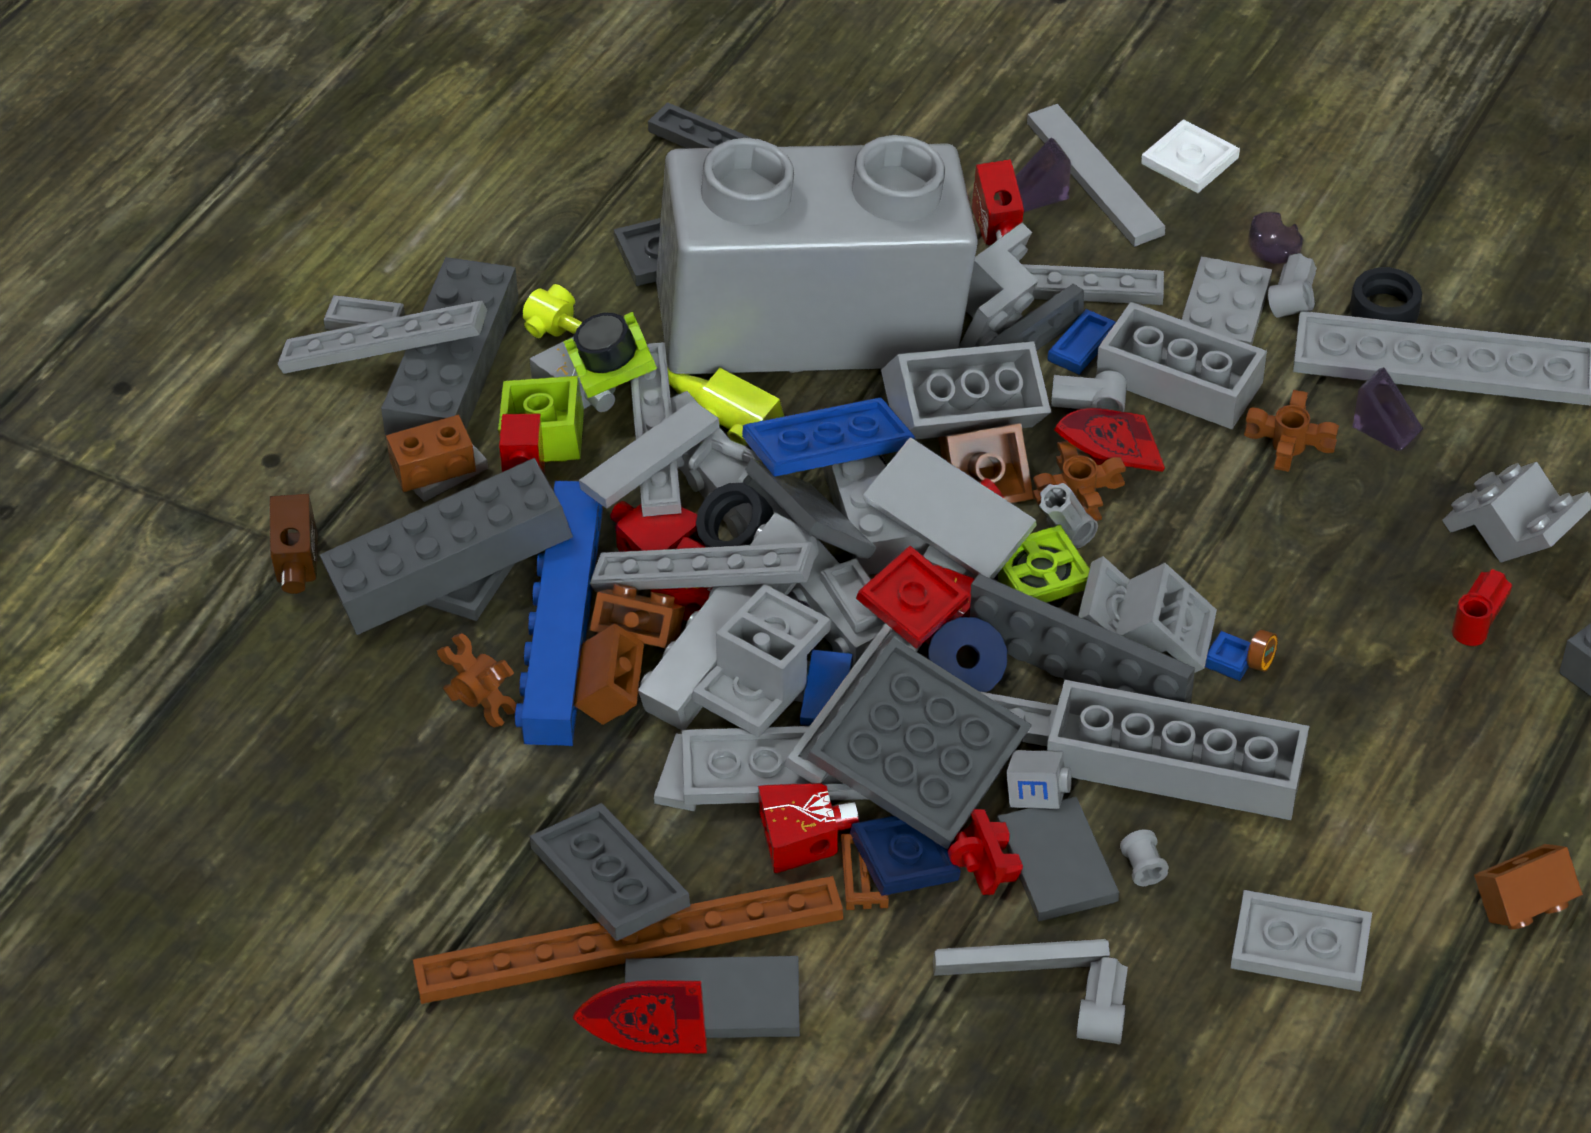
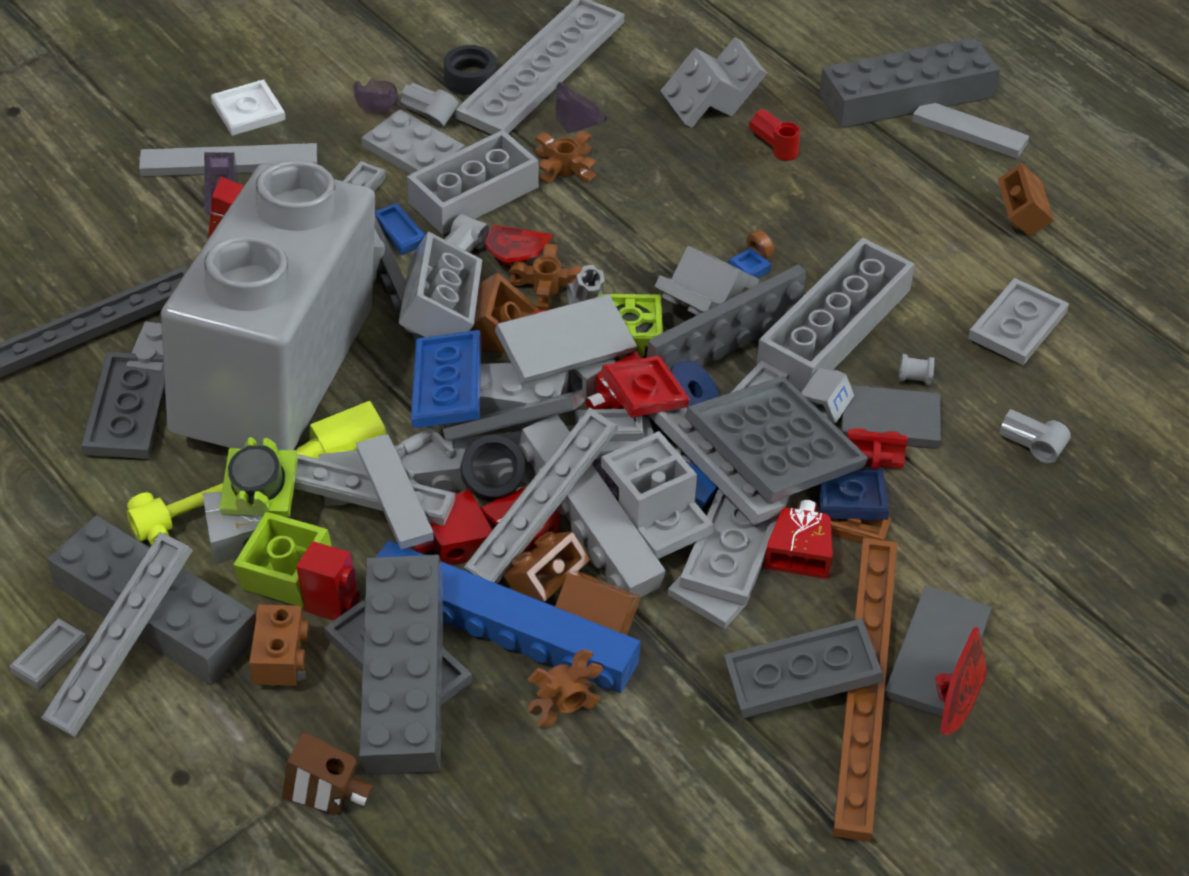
camera: 70 degrees left, 0 degrees up
(1019, 957) = (980, 463): light grey tile -> none

